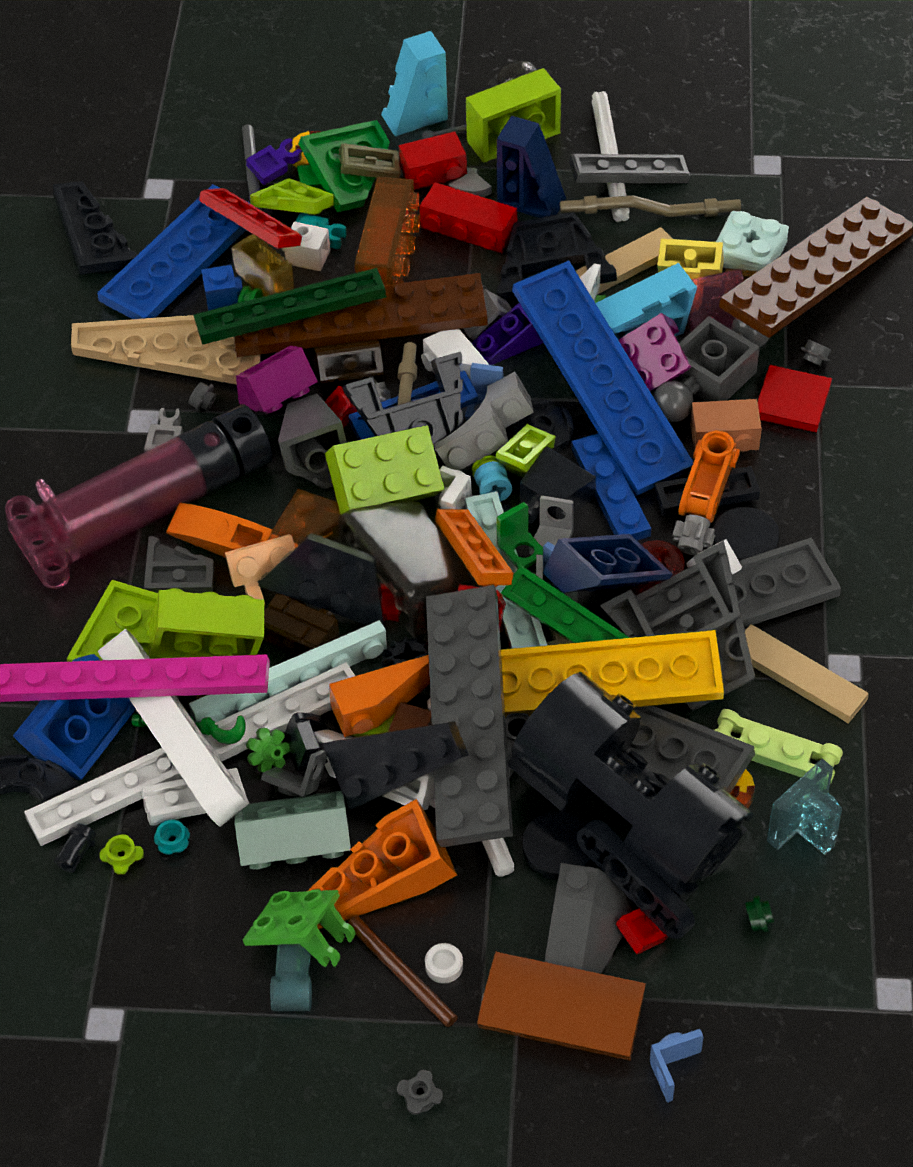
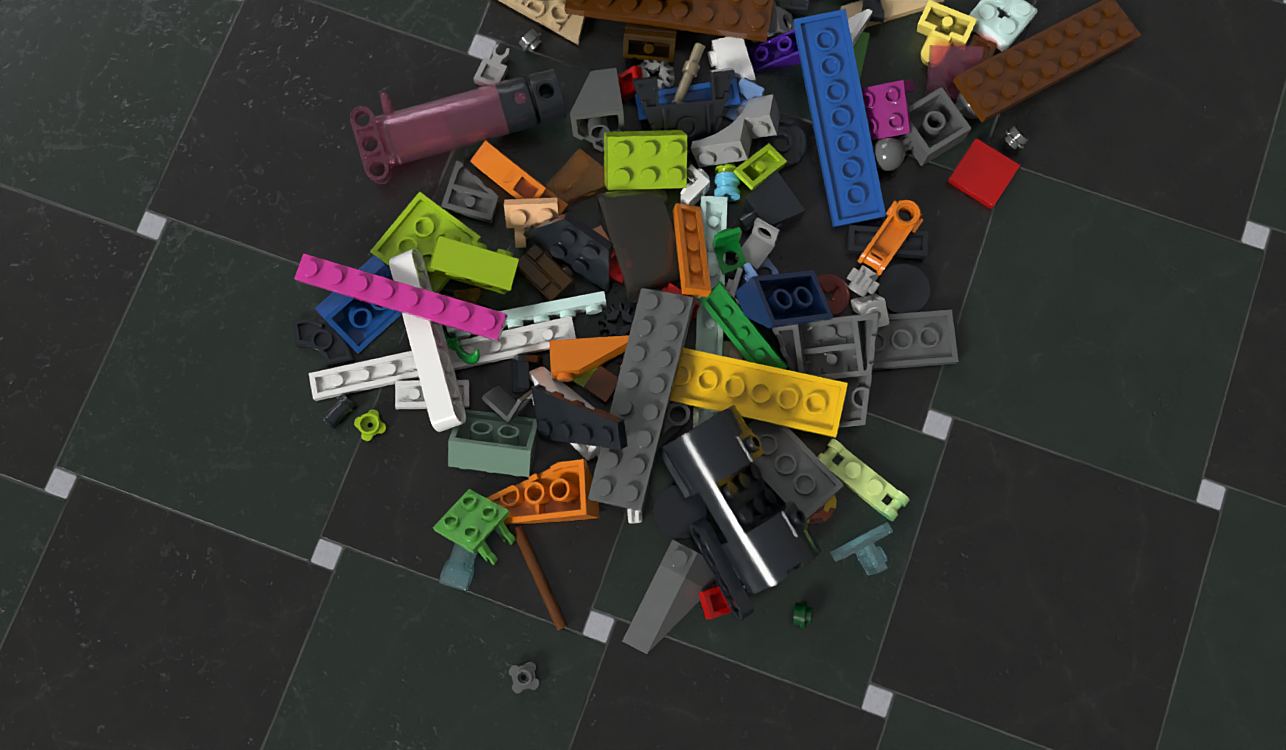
camera: 15 degrees right, 25 degrees up
(170, 829) = (403, 418): teal plate -> none
(267, 749) = (494, 372): bright green plant -> none
(275, 380) = (587, 50): magenta slope -> none
(443, 963) = (570, 581): white tile -> none
(562, 1005) = (640, 645): dark orange slope -> none
(612, 488) = (816, 216): blue plate -> none
(664, 292) = (897, 60): medium azure wedge -> none
(672, 1049) = (706, 699): medium blue bracket -> none
(734, 417) = (923, 186): nougat brick -> none
(804, 675) = (904, 424): tan tile -> none

